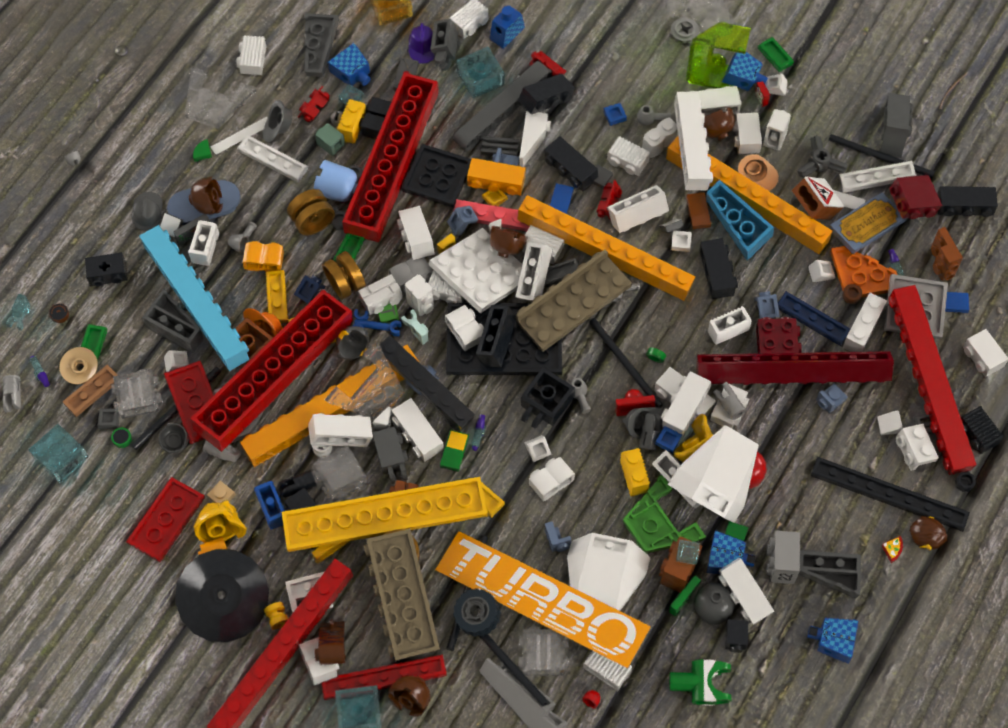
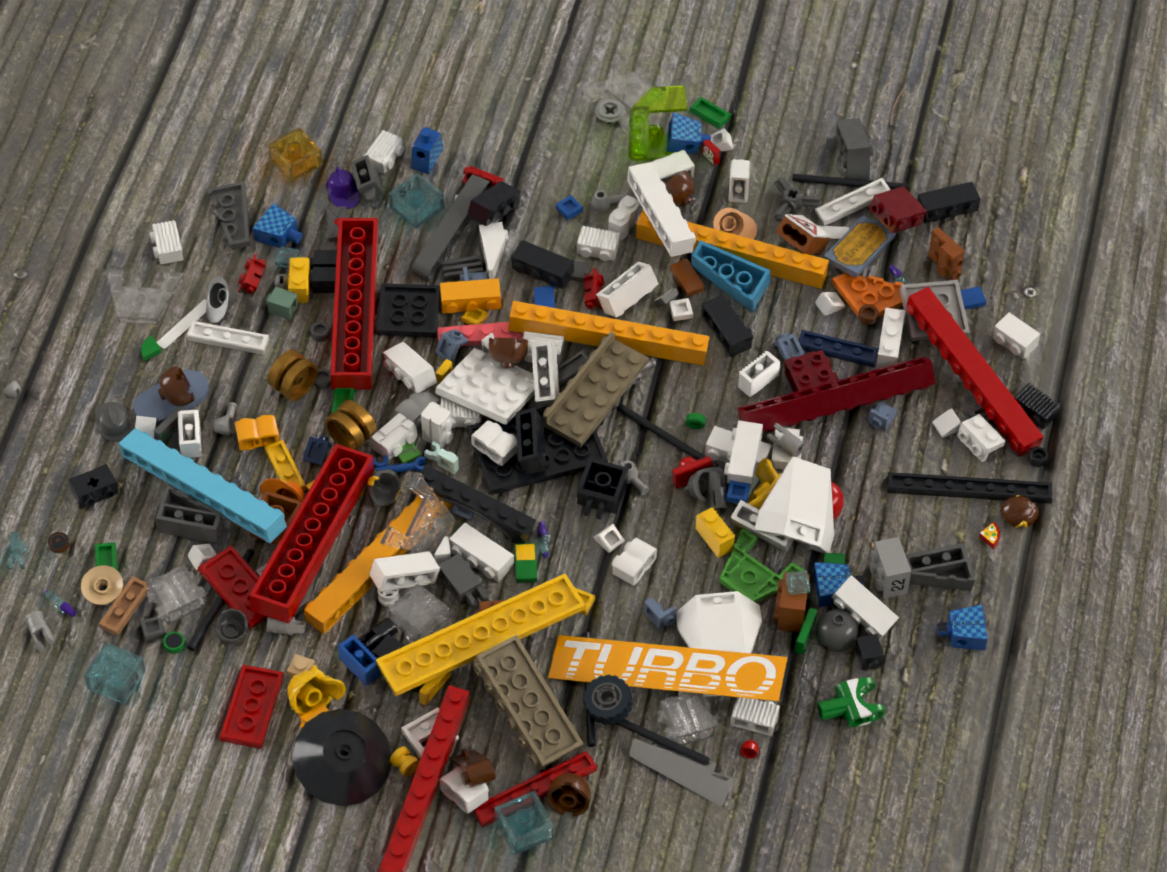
camera: 20 degrees left, 10 degrees down
(336, 181) = (309, 339): light blue cylinder -> none
(748, 133) = (710, 192): white brick -> none

